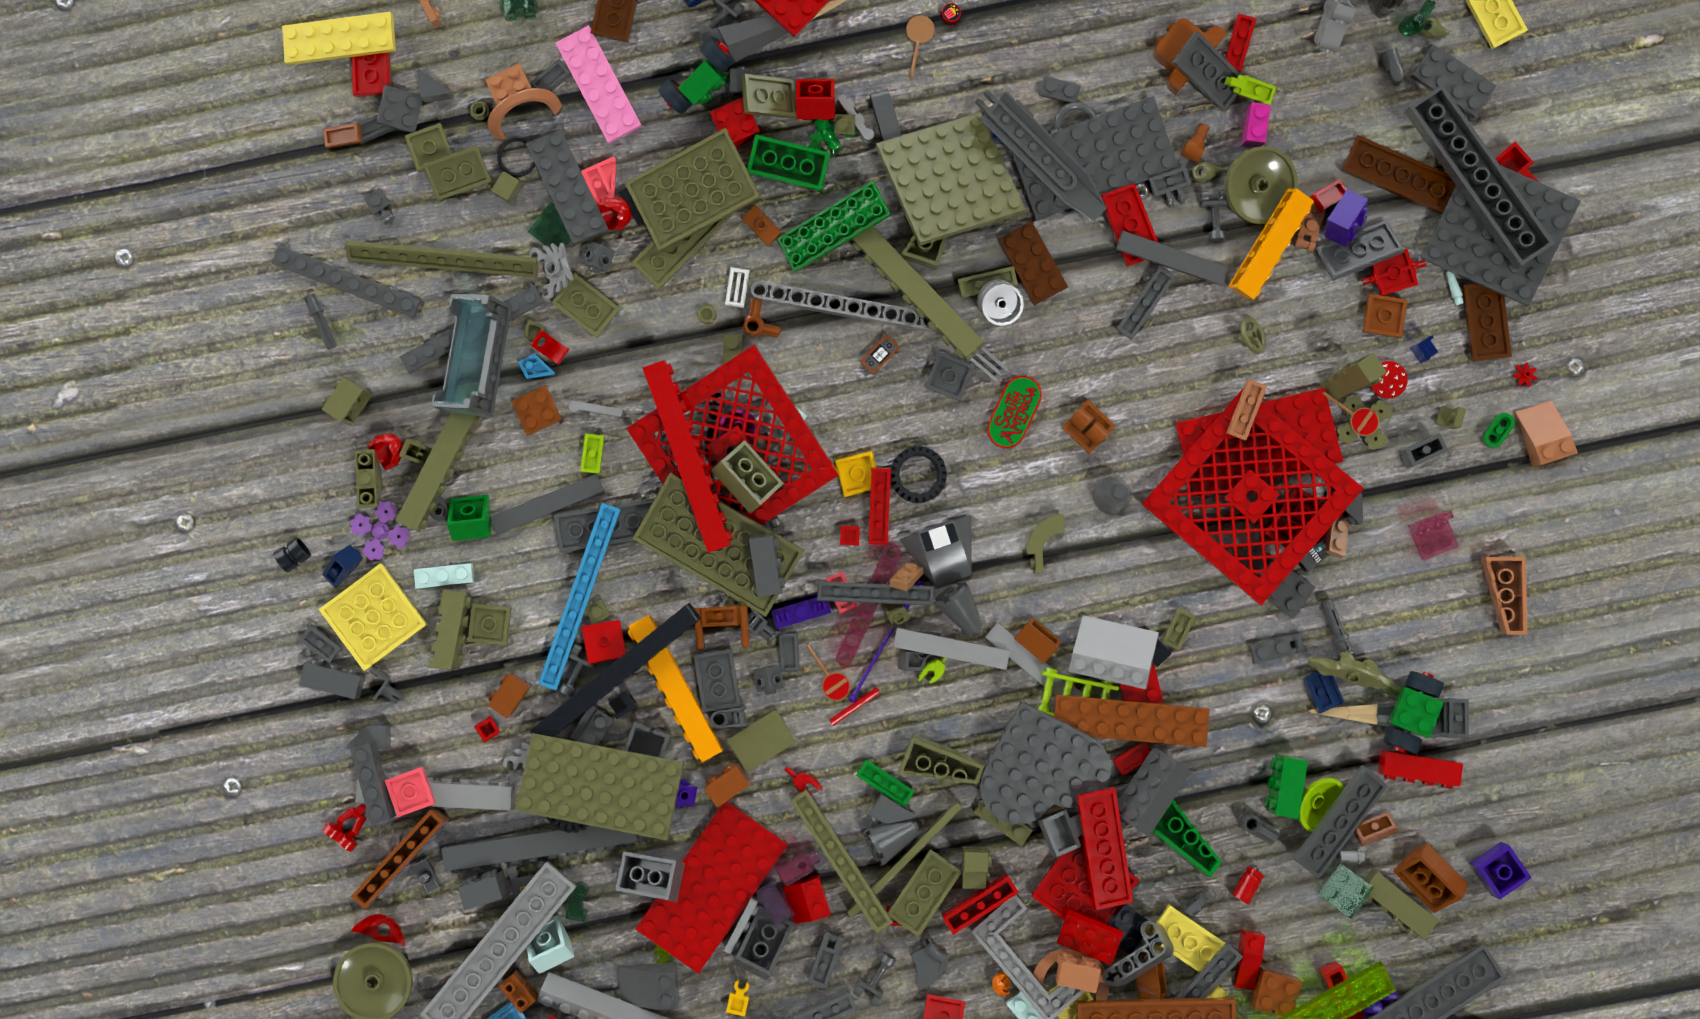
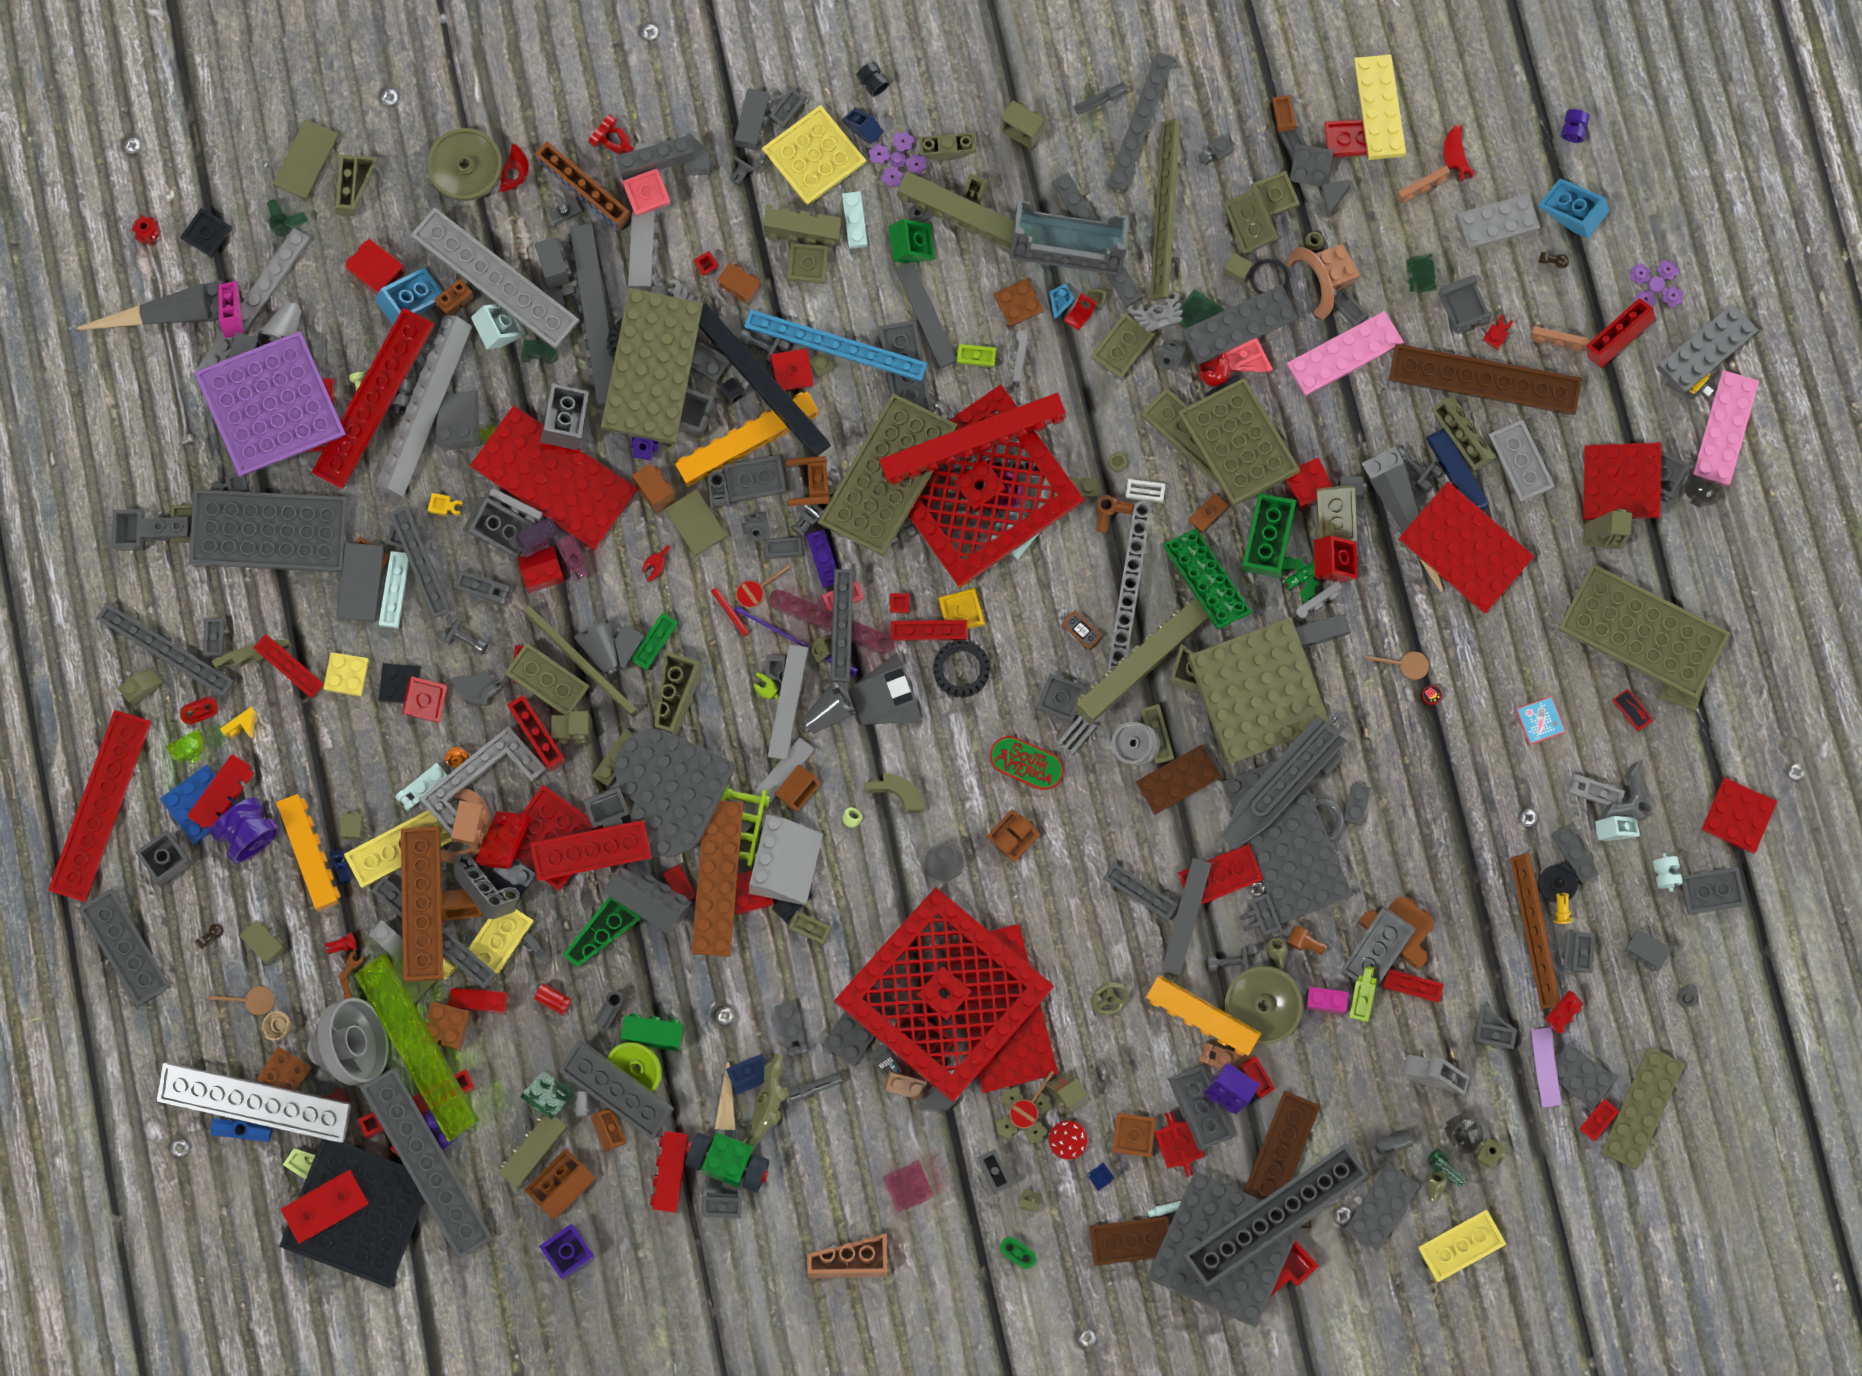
camera: 90 degrees right, 10 degrees down
(387, 449) = (977, 163): red hair -> none
(703, 81) = (1347, 449): brick -> none
(747, 476) = (954, 497): olive slope -> none
(766, 564) = (868, 517): dark grey brick -> none
(841, 861) = (578, 597): olive plate -> none
(844, 124) = (1311, 588): olive plate -> none
(906, 576) = (858, 655): medium nougat plate -> none
(1070, 590) = (851, 822): none -> yellowish green piece
(1246, 409) = (1031, 984): nougat plate -> none
(1522, 374) = (1076, 1278): red plant -> none
(1545, 434) = (1016, 1301): nougat slope -> none

